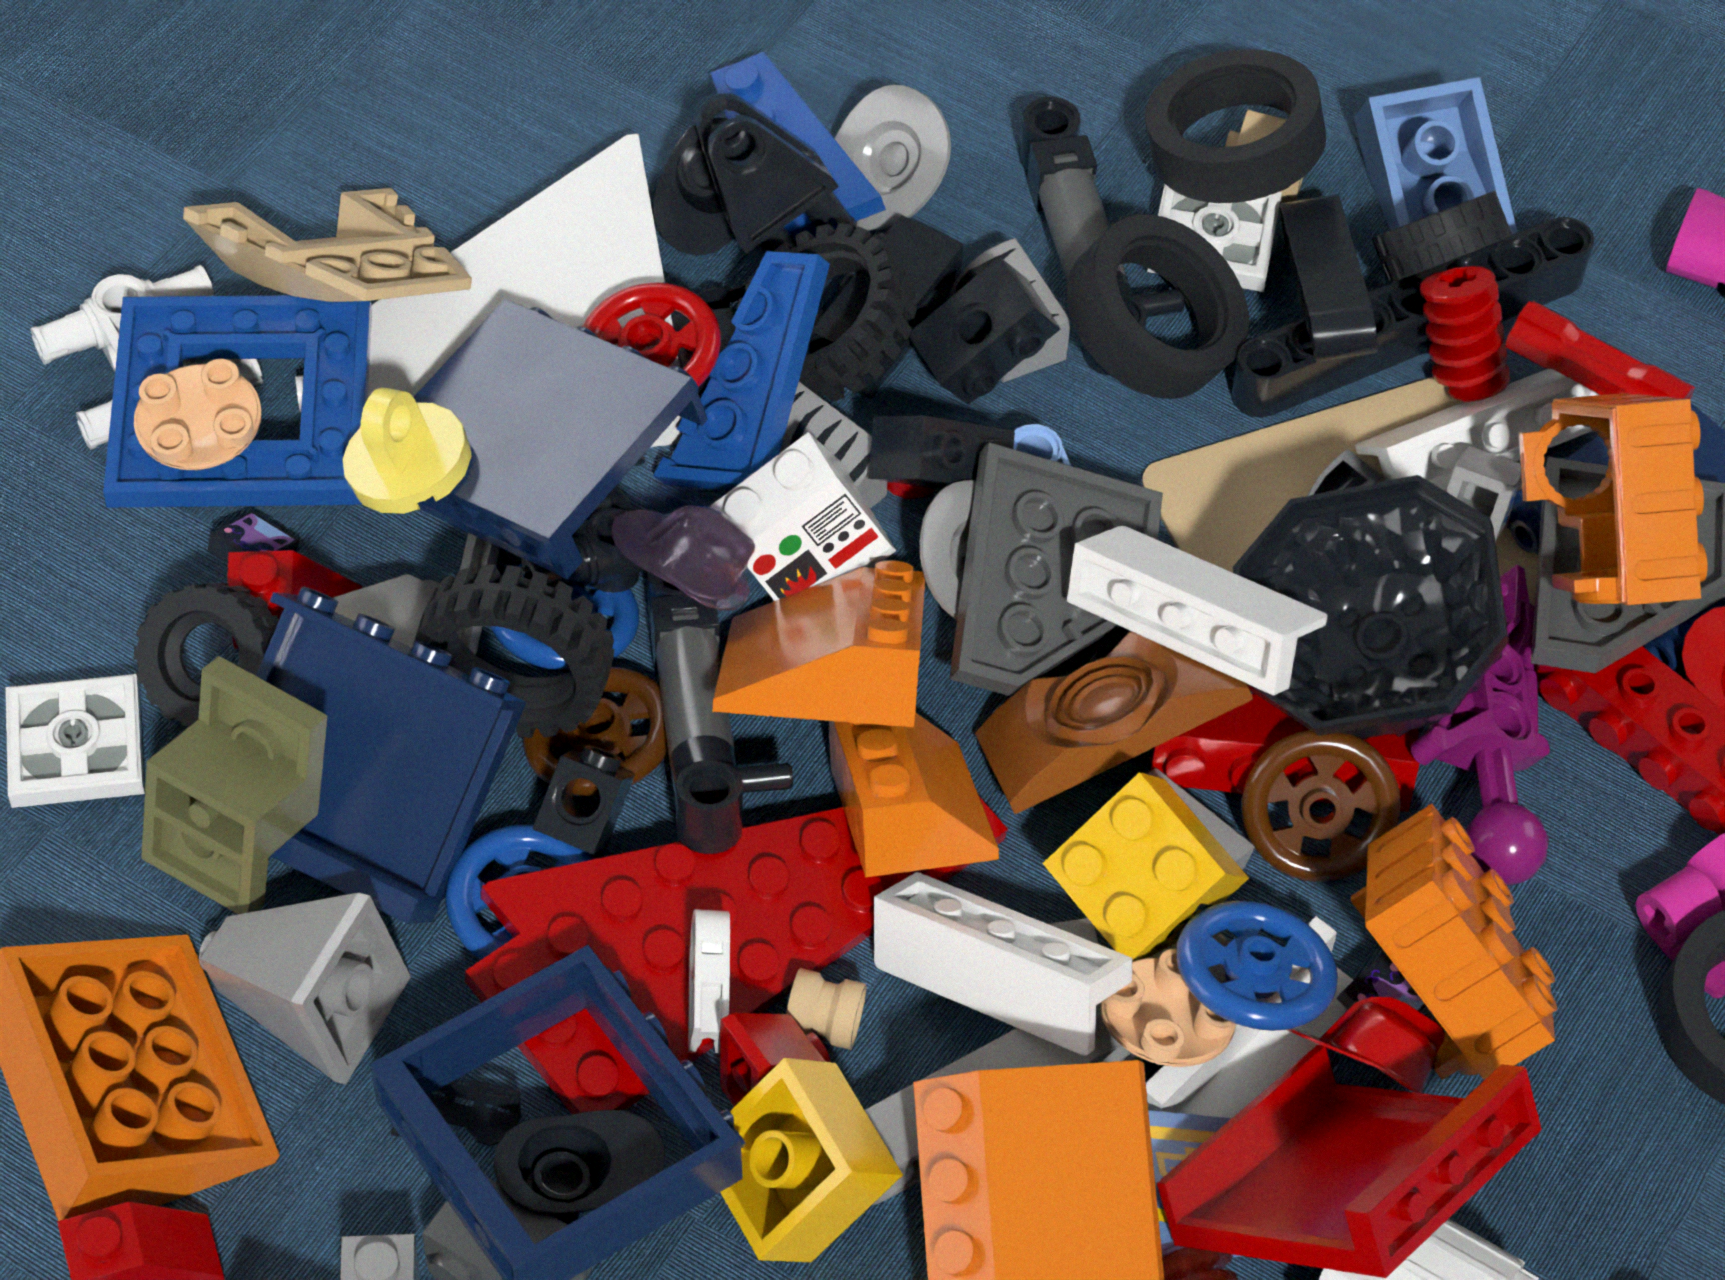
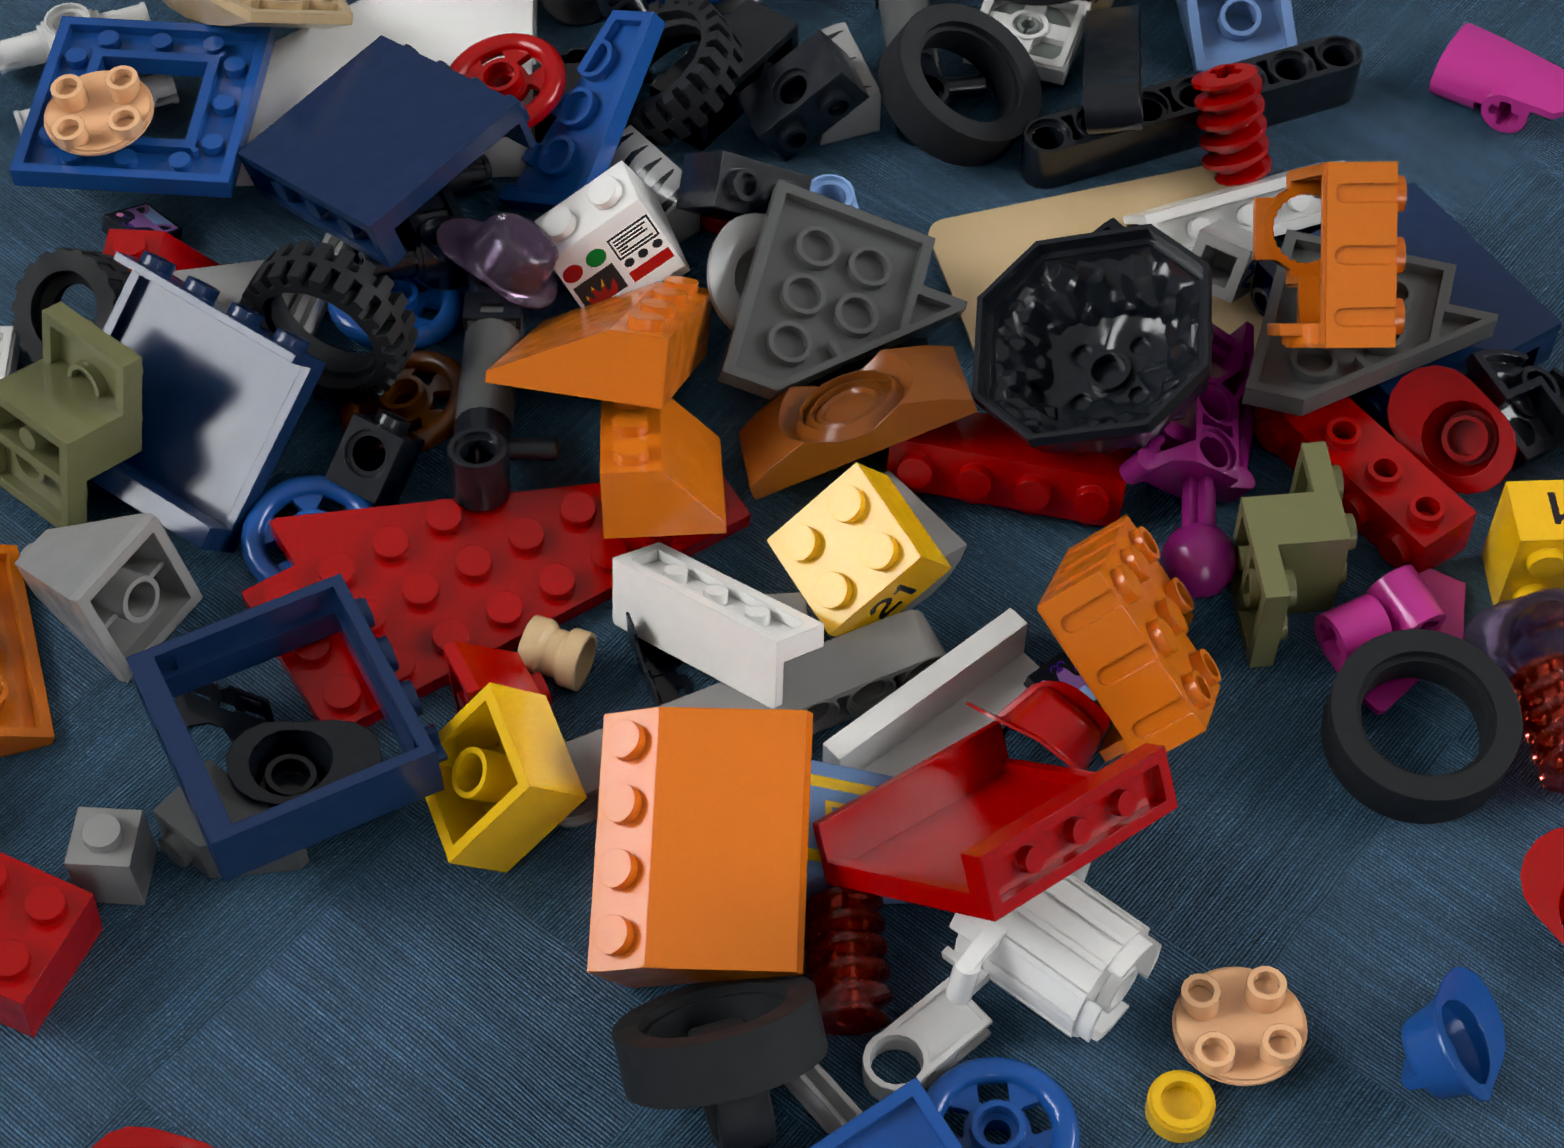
camera: 10 degrees right, 0 degrees up
(405, 452) = (266, 152): light yellow tile -> none
(708, 976) = (449, 608): white piece -> none
(928, 1011) = (661, 669): none -> black piece
(1162, 1018) = (858, 677): light nougat dish -> none
(1191, 606) = (934, 328): white panel -> none
(1256, 965) = (944, 643): blue plate -> none
(1269, 784) = (987, 490): reddish brown plate -> none
(1441, 237) = (1223, 39): black tyre -> none
(1564, 347) = (1320, 141): red axle -> none
(1604, 828) = (1290, 553): none -> olive bracket

